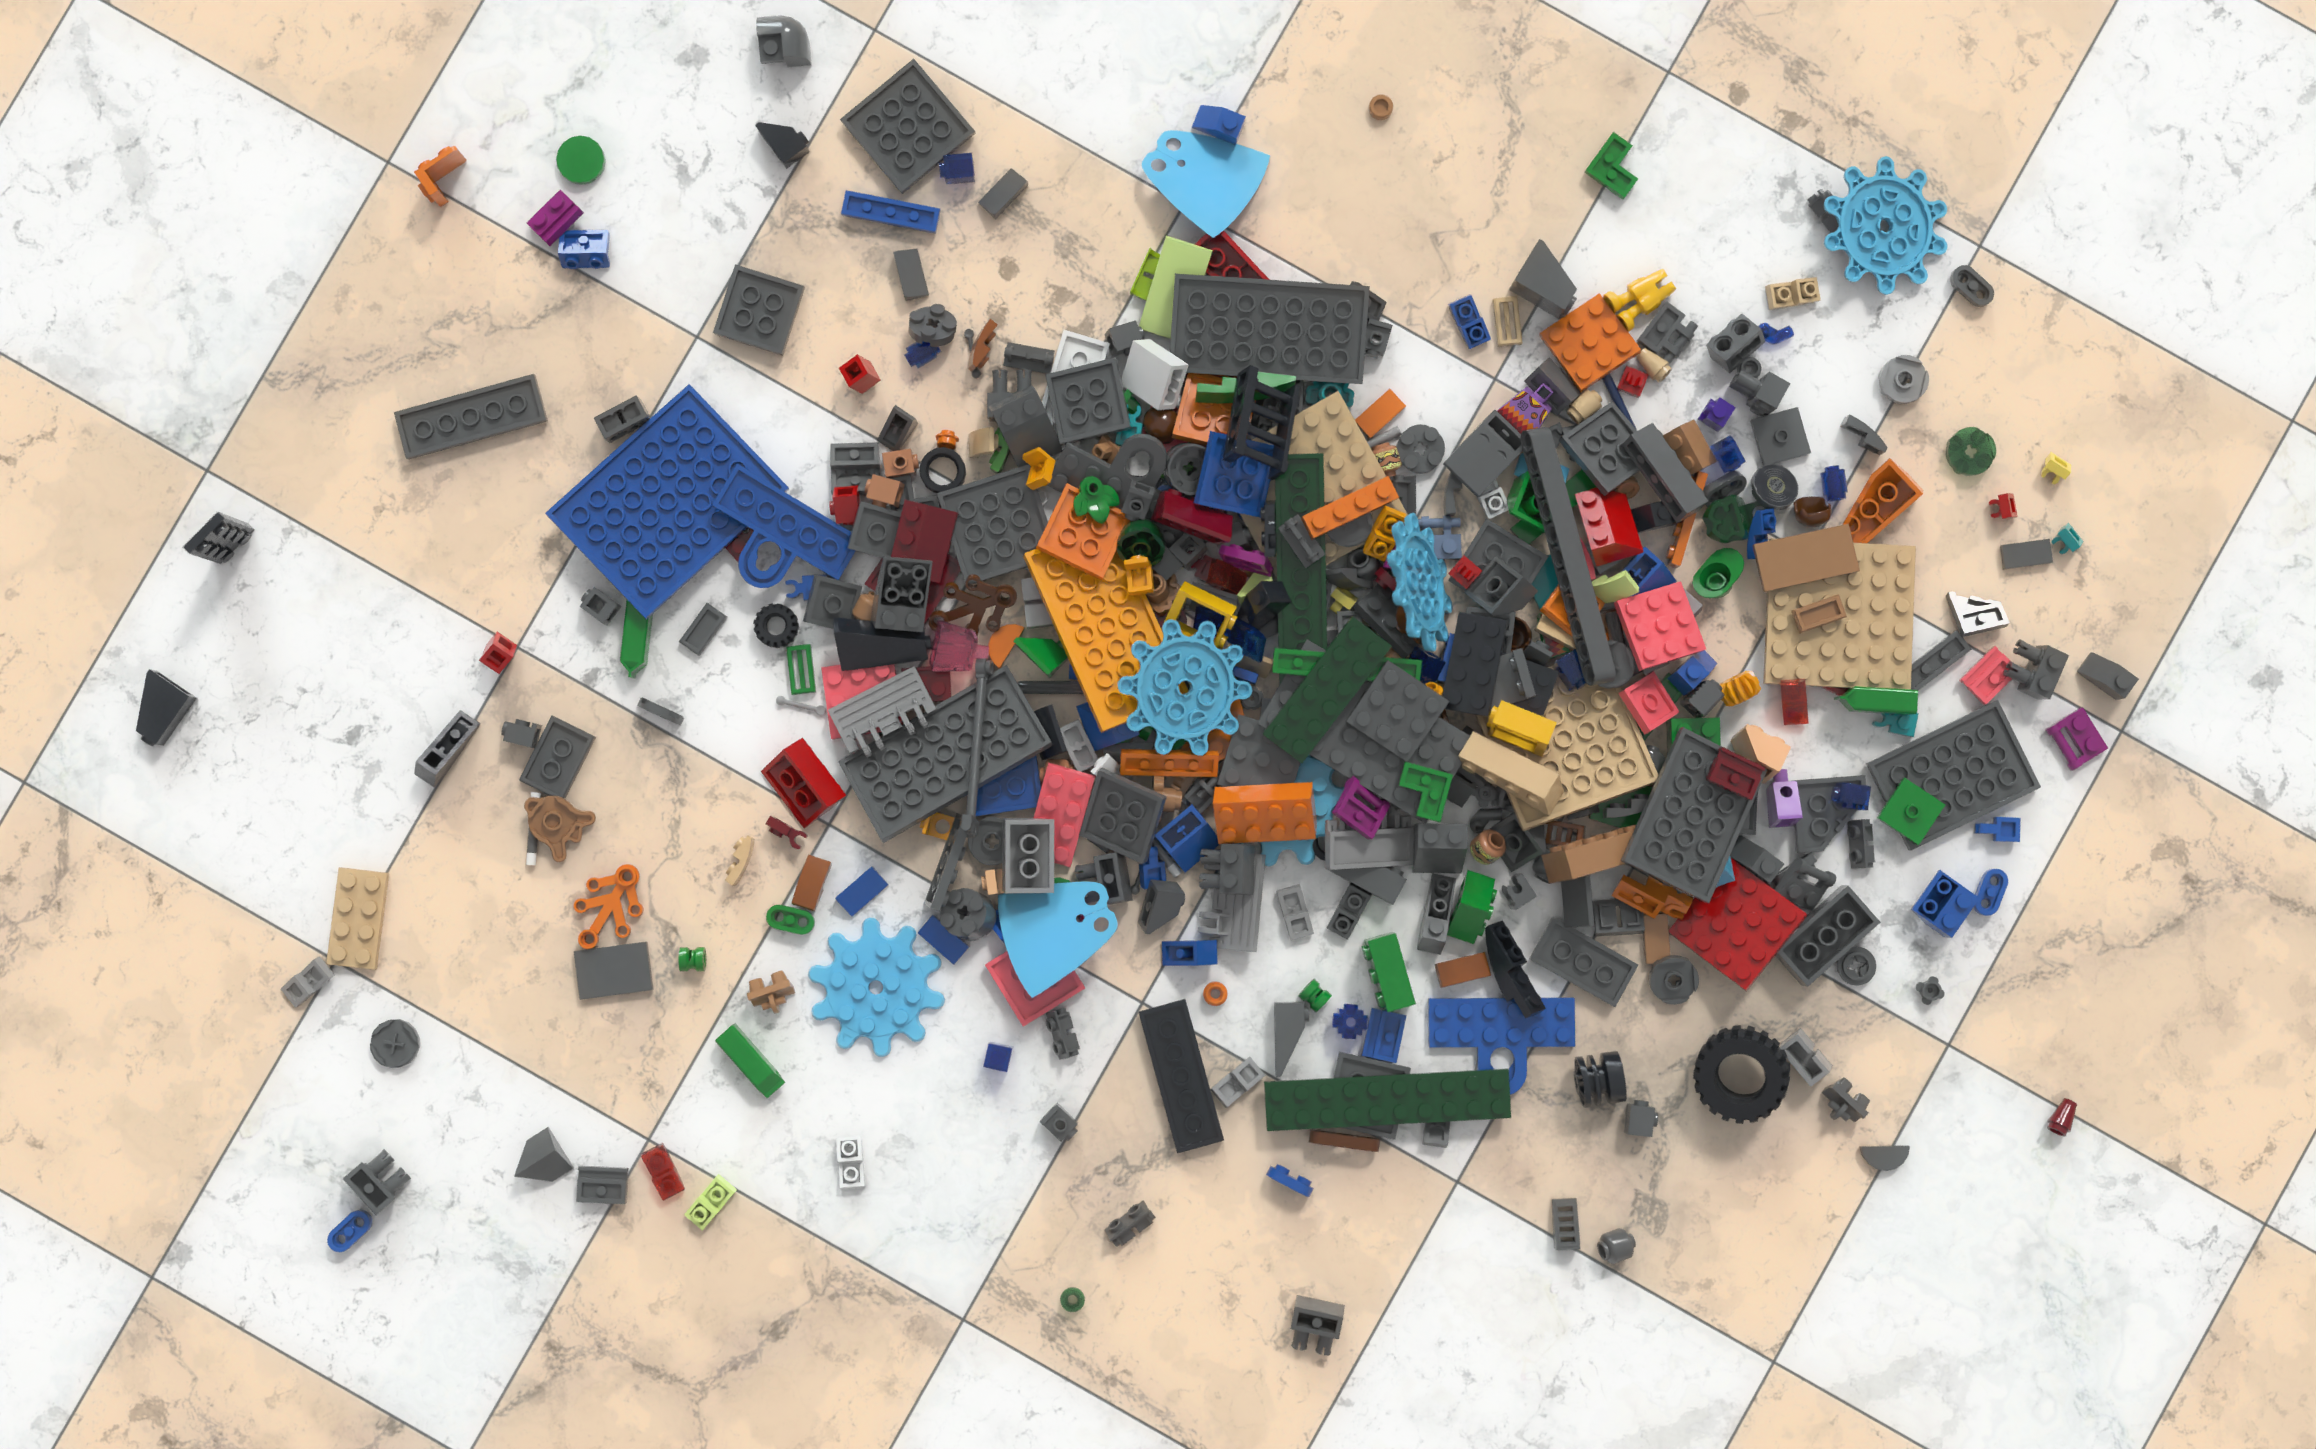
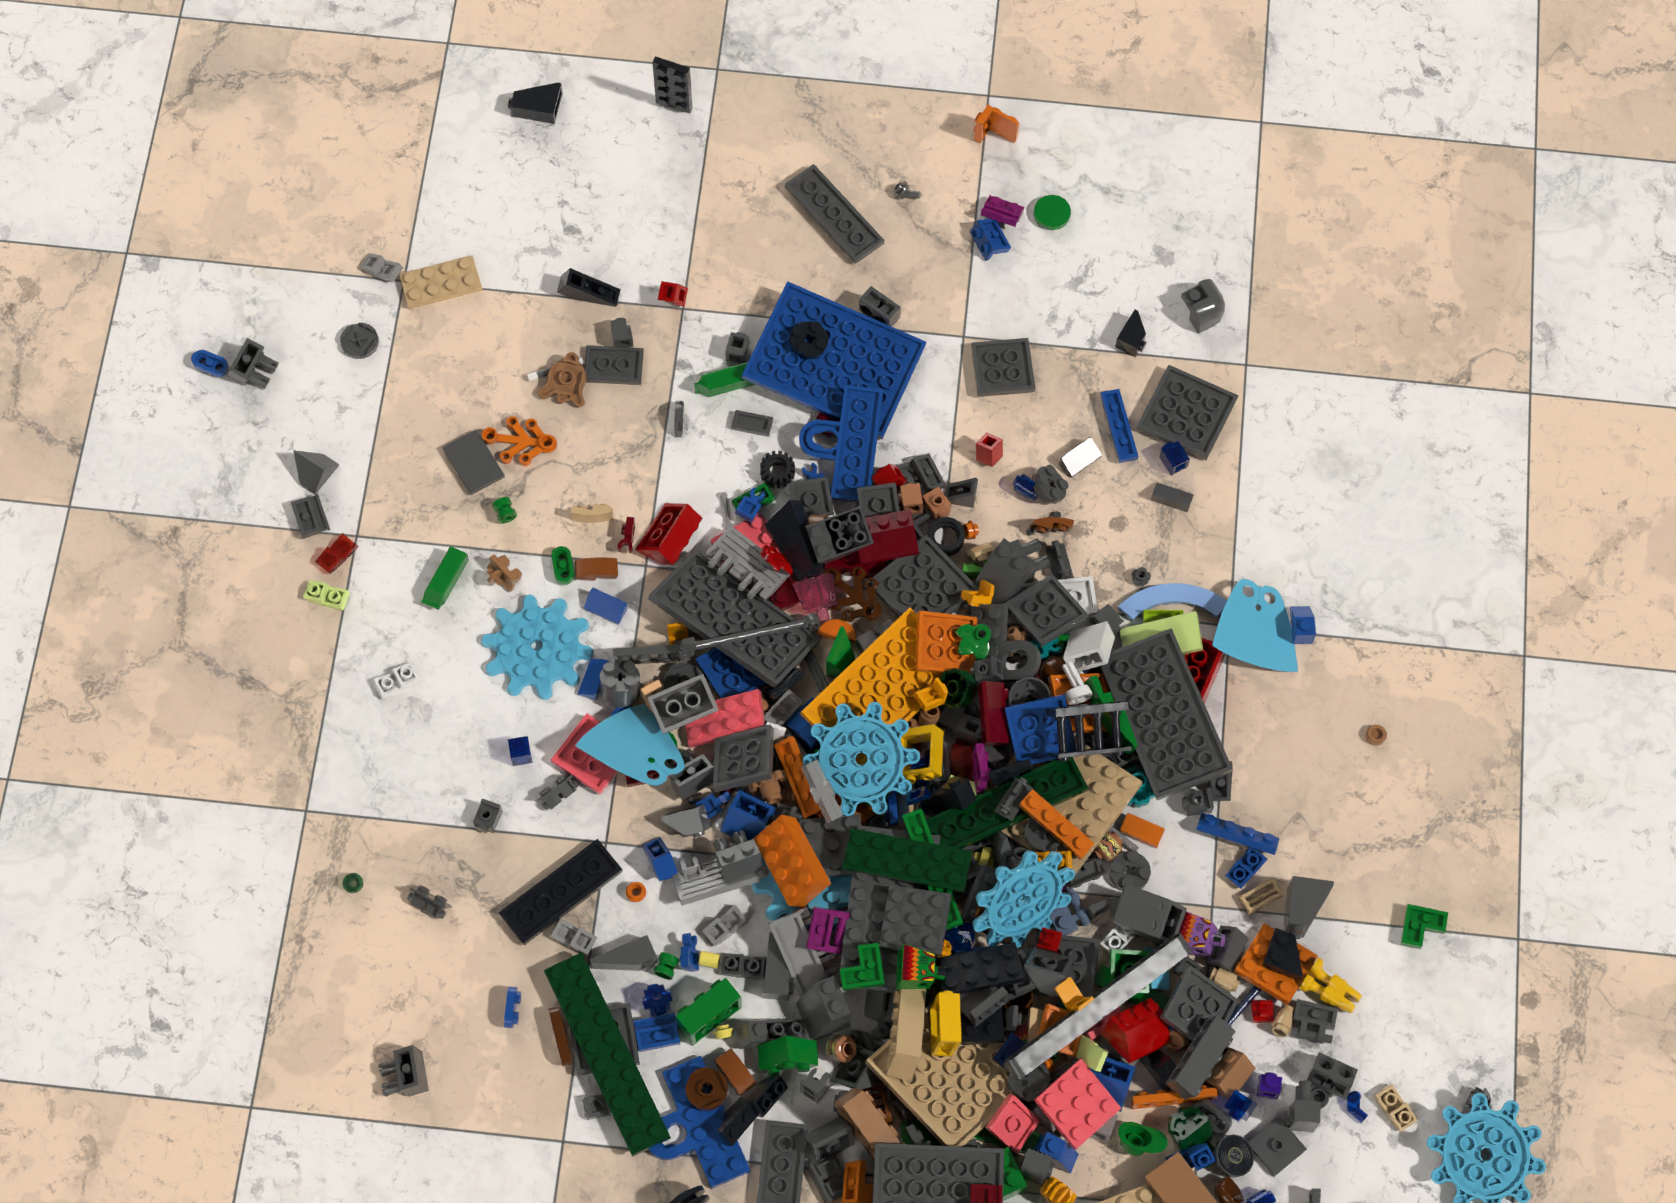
camera: 70 degrees right, 20 degrees down
(475, 323) = (901, 191): none -> dark grey plate
(642, 531) = (812, 330): none -> black plate
(813, 678) = (750, 506): none -> blue plate
(896, 677) = (775, 559): none -> red plate
(1085, 268) = (1140, 581): none -> dark grey plate
(1121, 249) = (1172, 594): none -> light blue tile
(1204, 408) = (1079, 692): none -> white piece
(1204, 747) = (822, 791): none -> light grey piece
(1313, 965) = (689, 955): none -> blue plate
(1326, 945) = (709, 959): none -> light yellow hinge
(1414, 964) = (723, 1031): none -> light yellow plate
(1430, 312) = (1237, 833): none -> blue plate
(1452, 733) = (916, 968): none -> torso
(1462, 999) = (702, 1100): none -> reddish brown plate
(1548, 578) = (1071, 995): none -> light orange bracket
(1588, 330) = (1283, 954): none -> black wing

